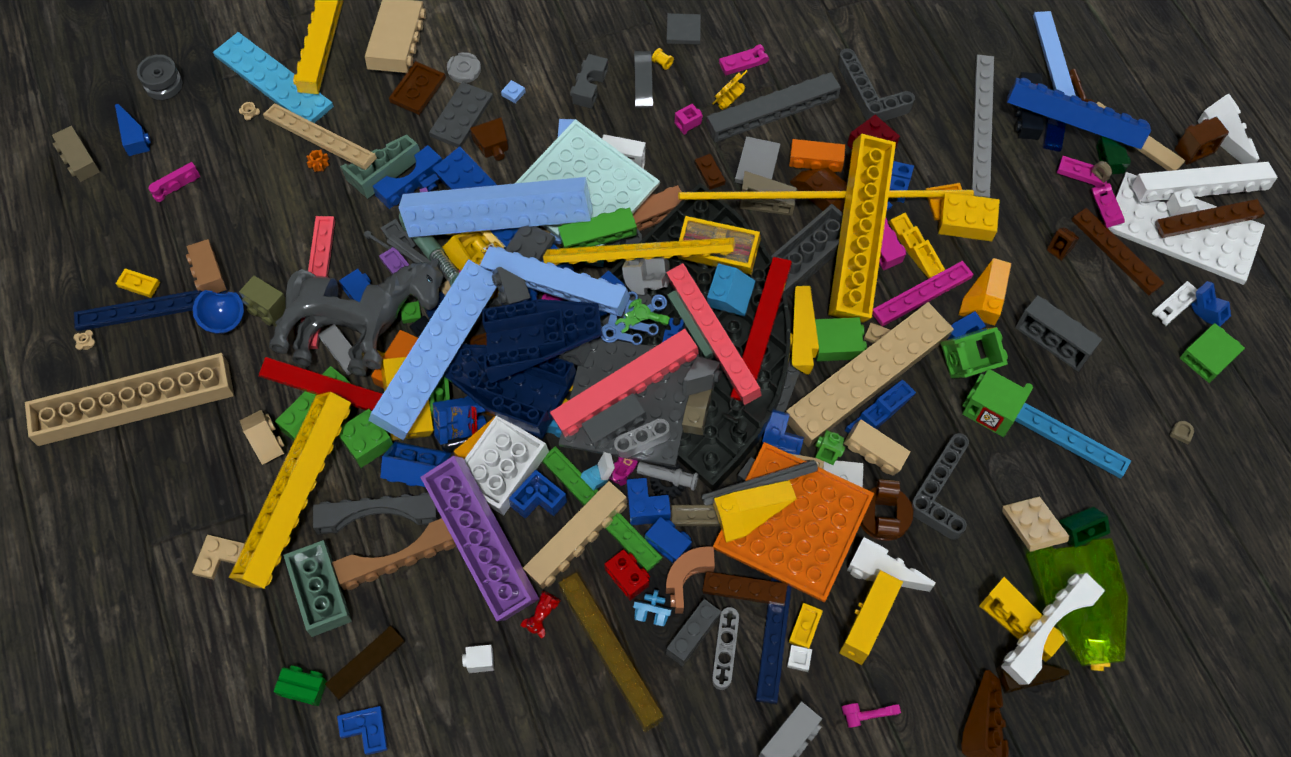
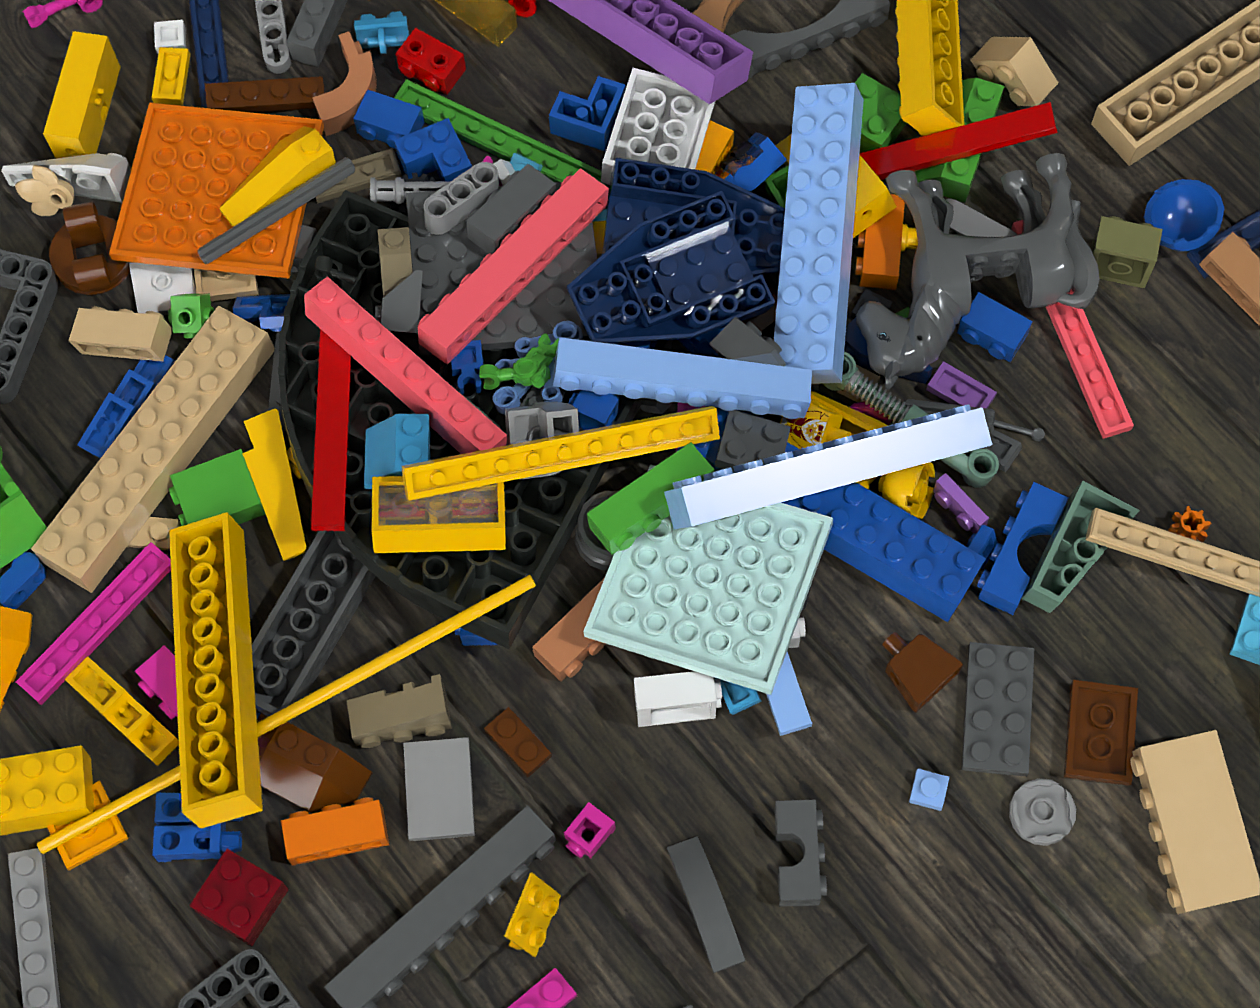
camera: 165 degrees right, 5 degrees up
(410, 462) = (768, 104): blue slope -> none
(576, 535) = (516, 83): tan brick -> none
(662, 58) = (683, 953): yellow bush -> none
(900, 553) = (45, 191): none -> tan plate

